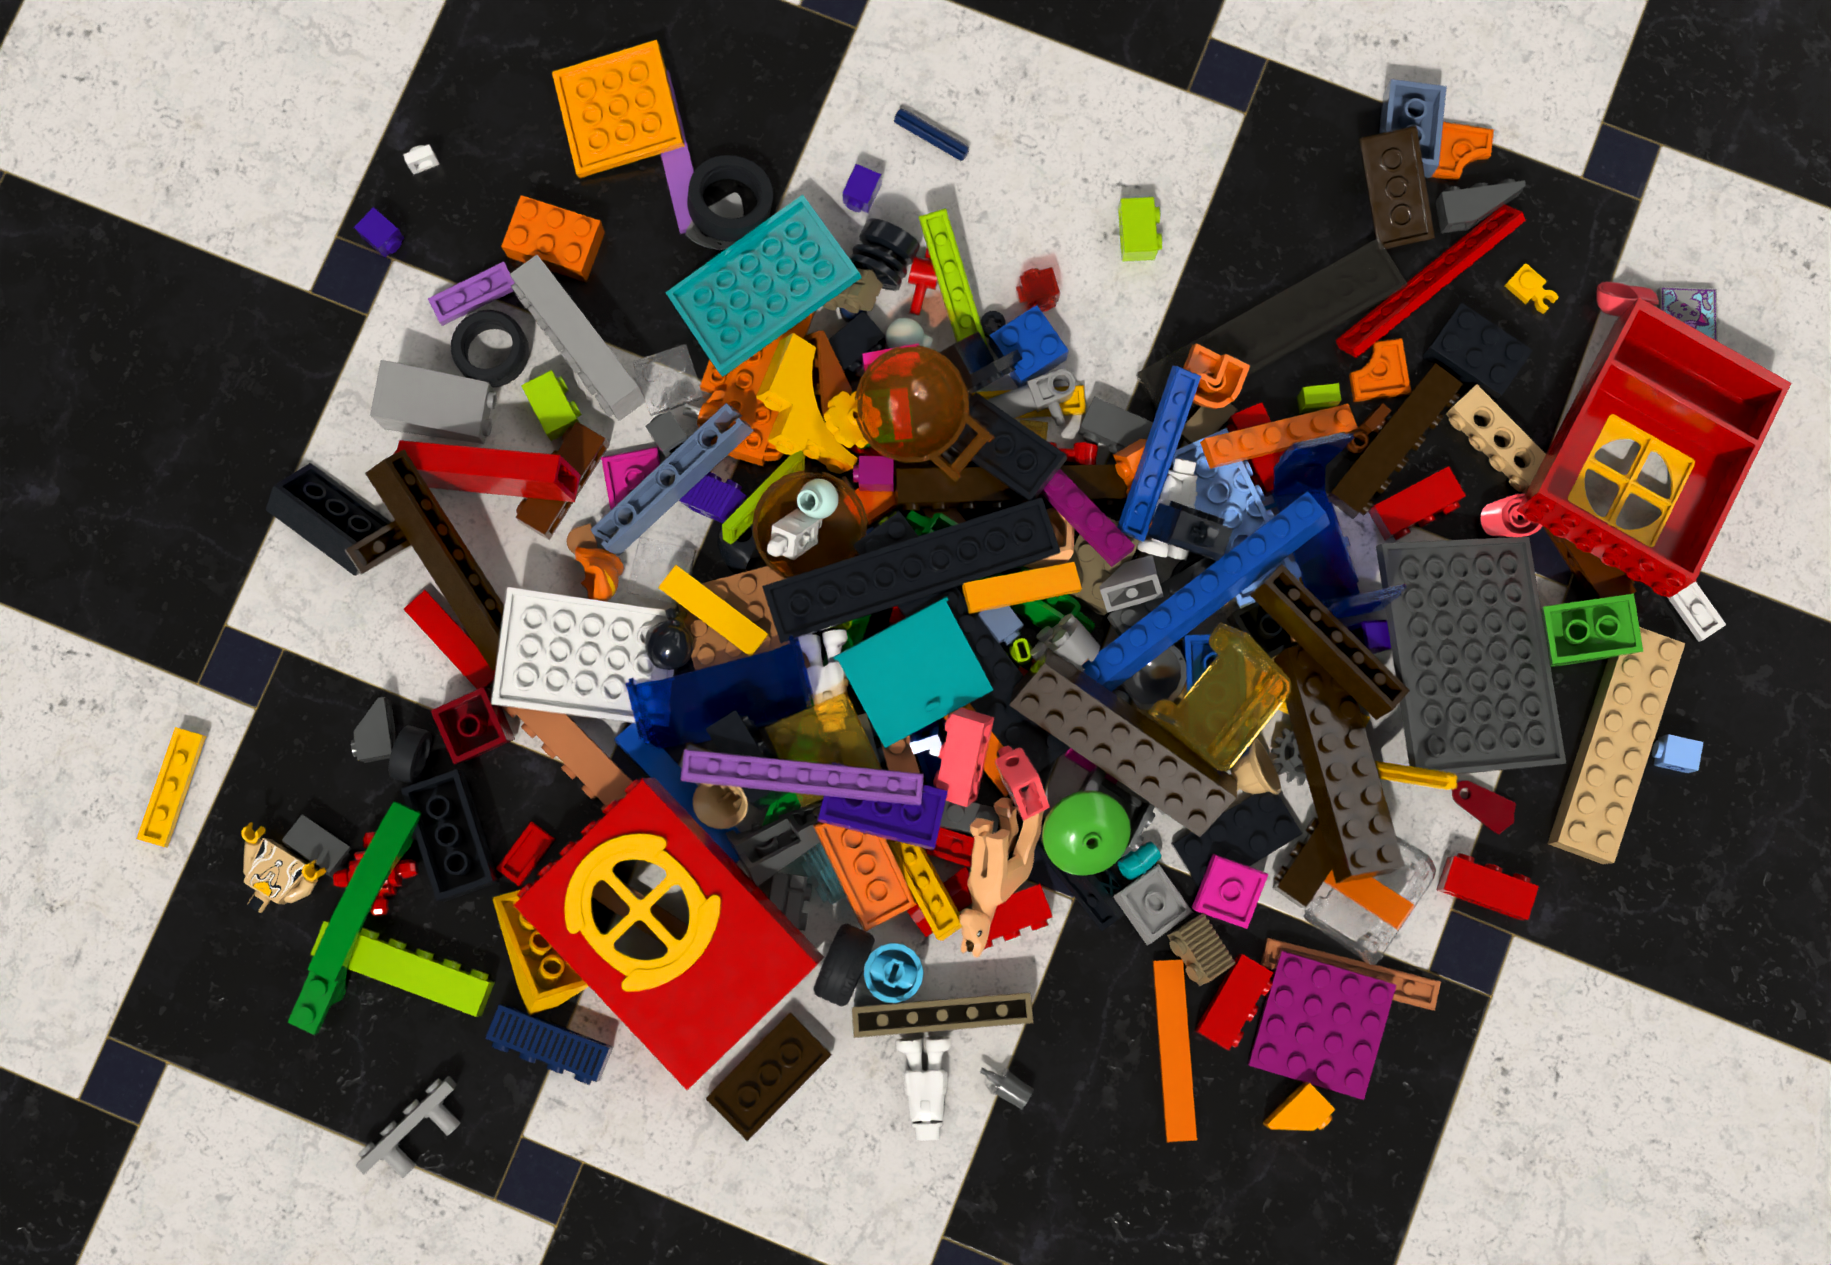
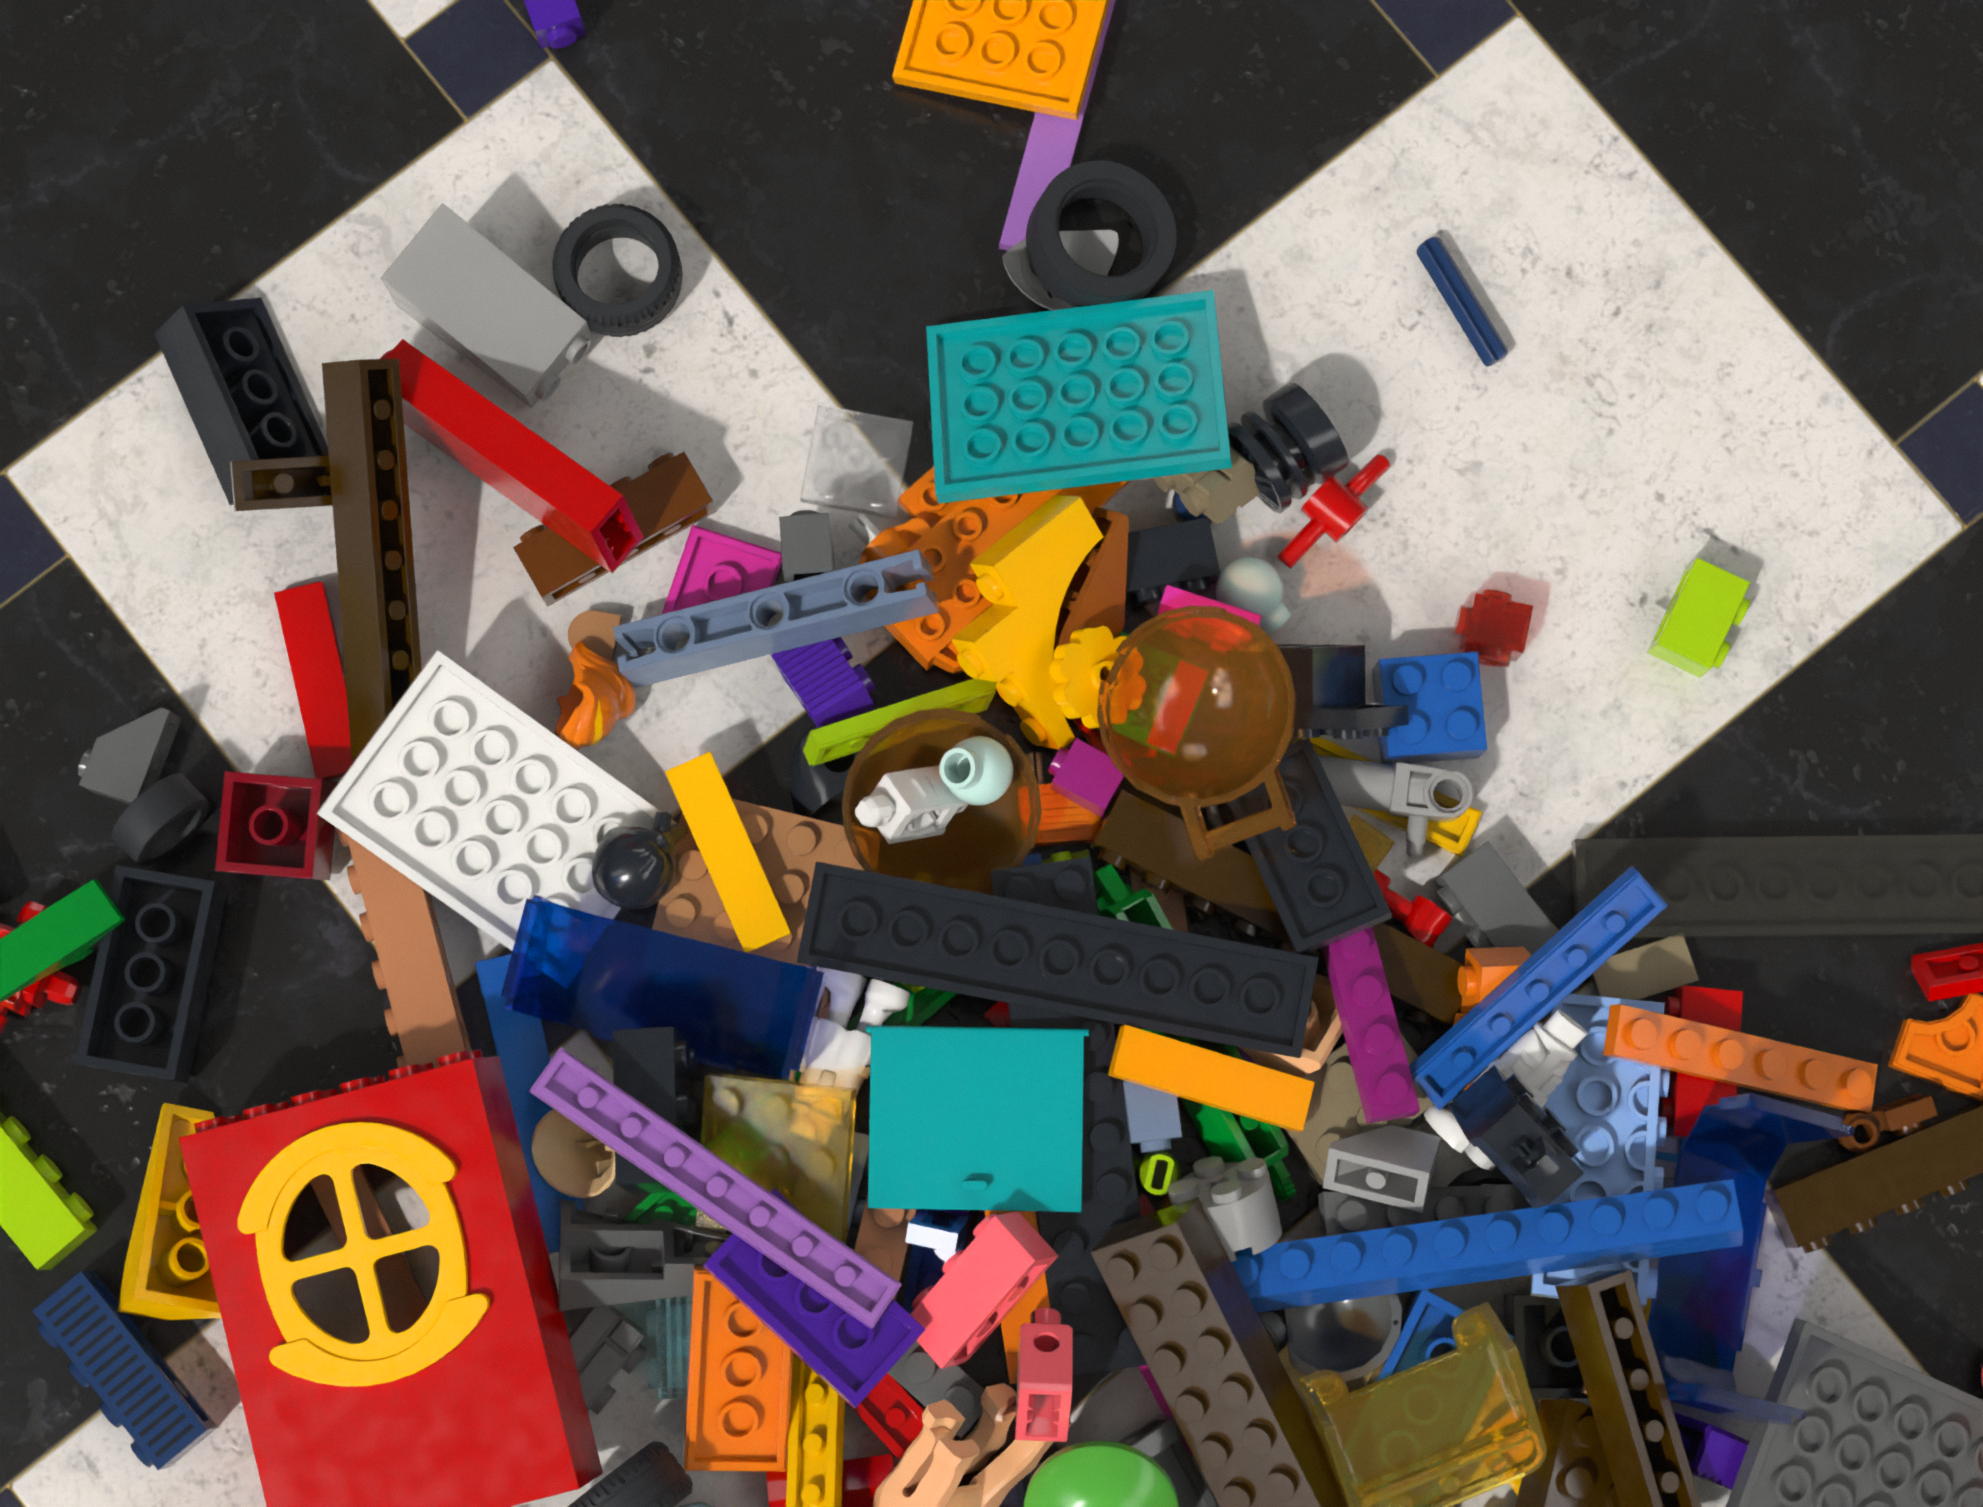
camera: 25 degrees right, 0 degrees up
(472, 293) = (638, 173): medium lavender plate -> none
(525, 854) = (249, 1062): red tile -> none
(551, 405) = (662, 404): lime brick -> none
(558, 236) = (803, 155): orange brick -> none
(581, 343) = (753, 317): light grey brick -> none
(652, 565) = (681, 729): clear plate -> none
(861, 189) = (1308, 328): dark purple brick -> none
(950, 274) = (1370, 536): lime tile -> none
(997, 317) = (1407, 637): black bush -> none
(1220, 376) = (1699, 916): orange brick -> none
(1318, 397) = (1835, 1032): lime piece -> none
(1417, 504) = (1899, 1283): red brick -> none

